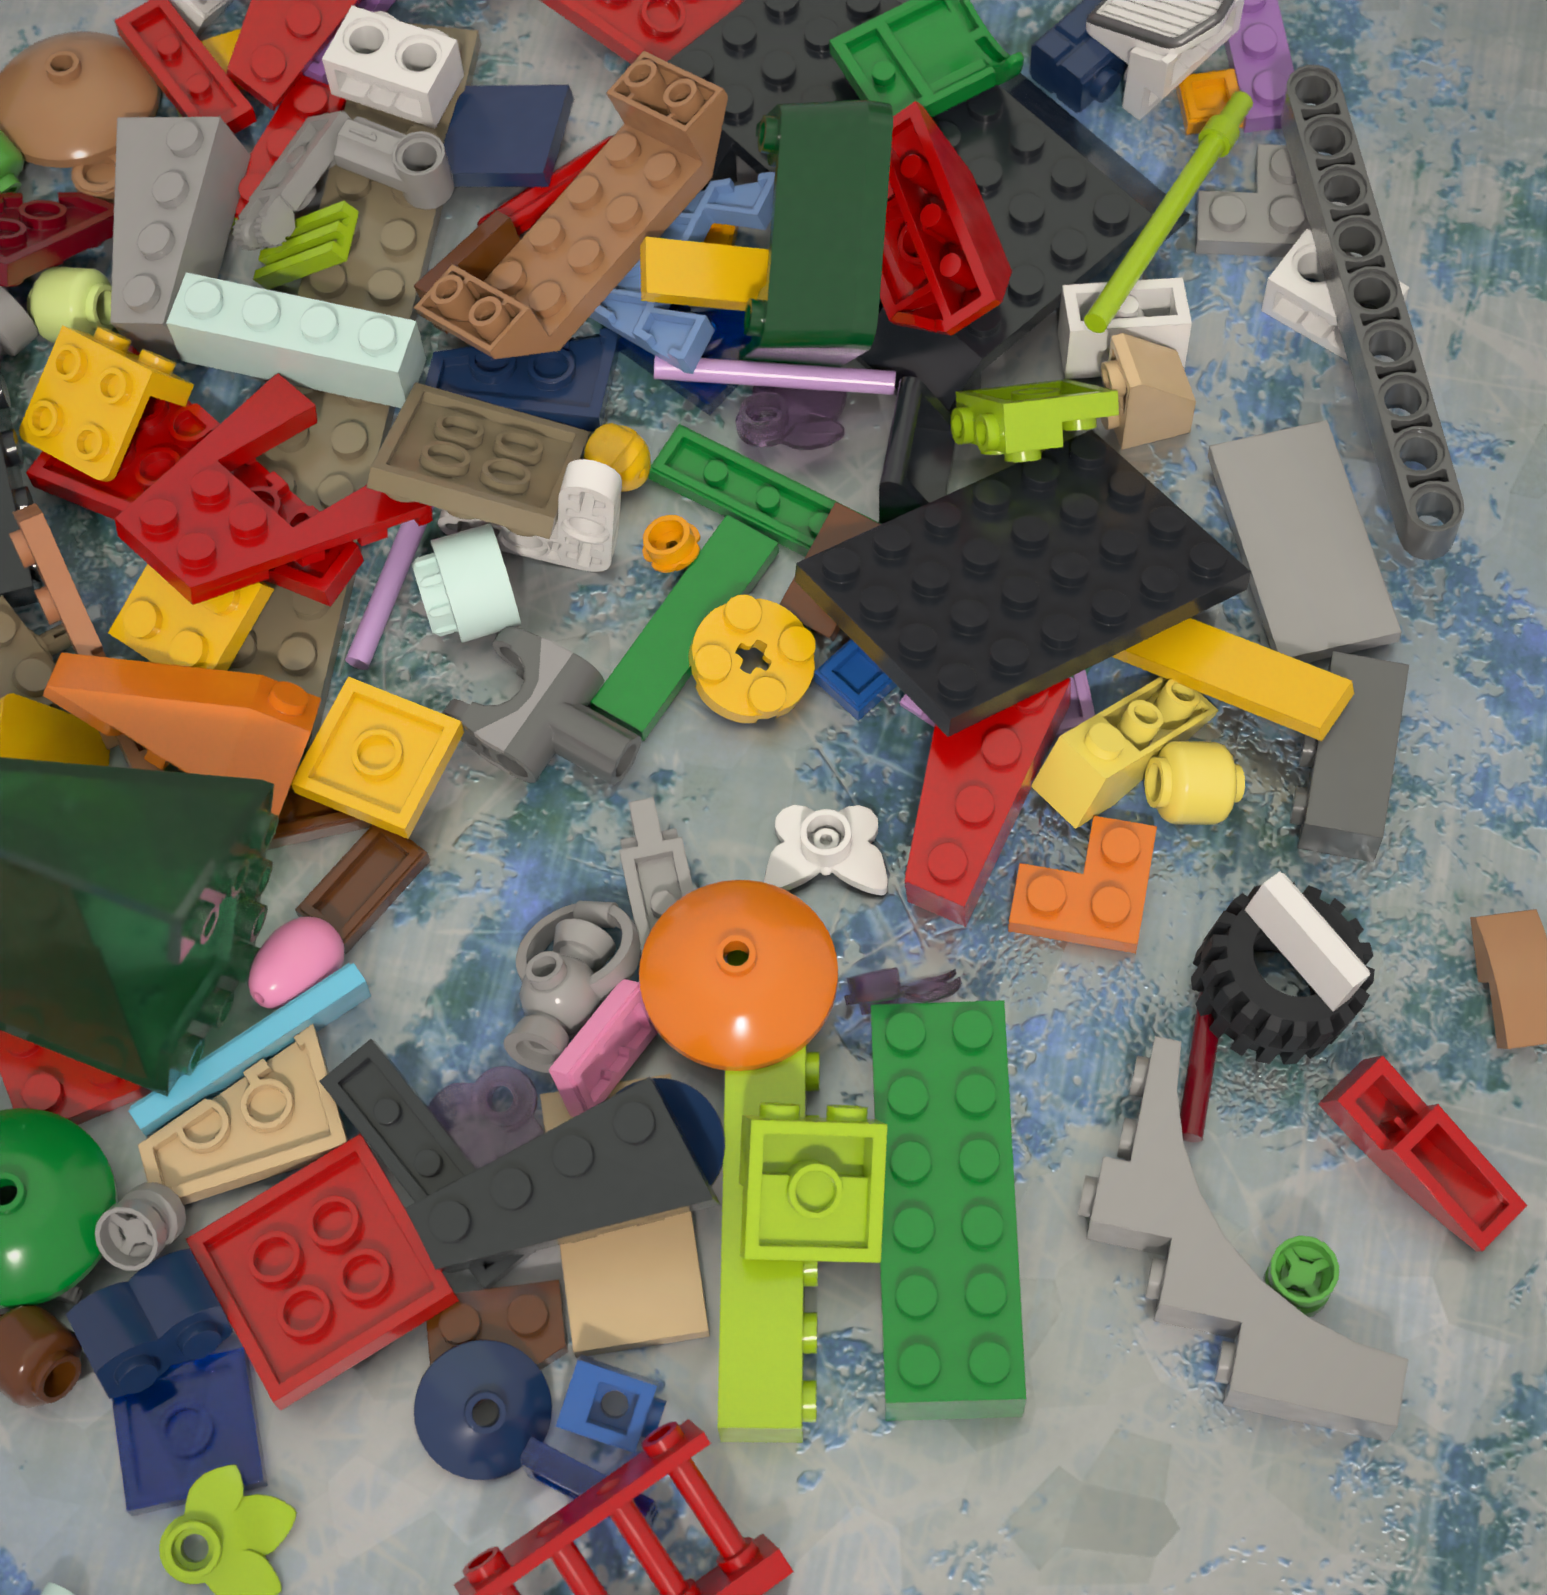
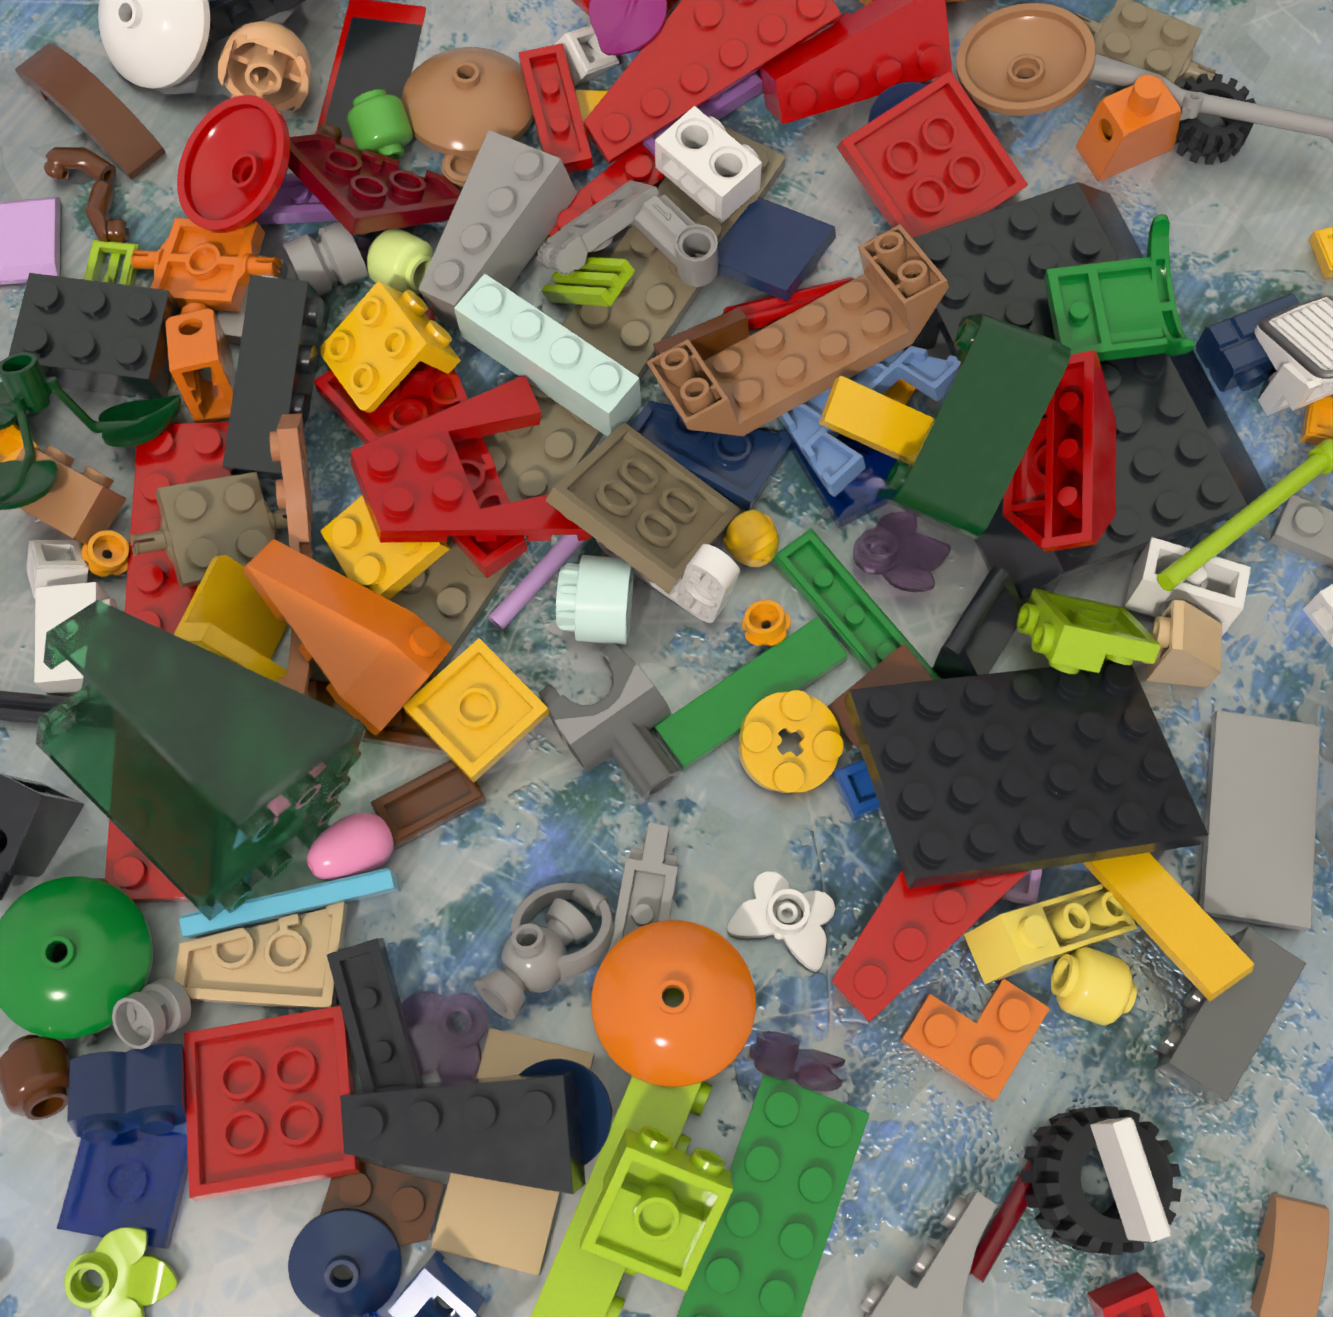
camera: 20 degrees right, 5 degrees up
(603, 1049) = (546, 1018): bright pink plate -> none
(782, 375) = (907, 522): lavender bar -> none

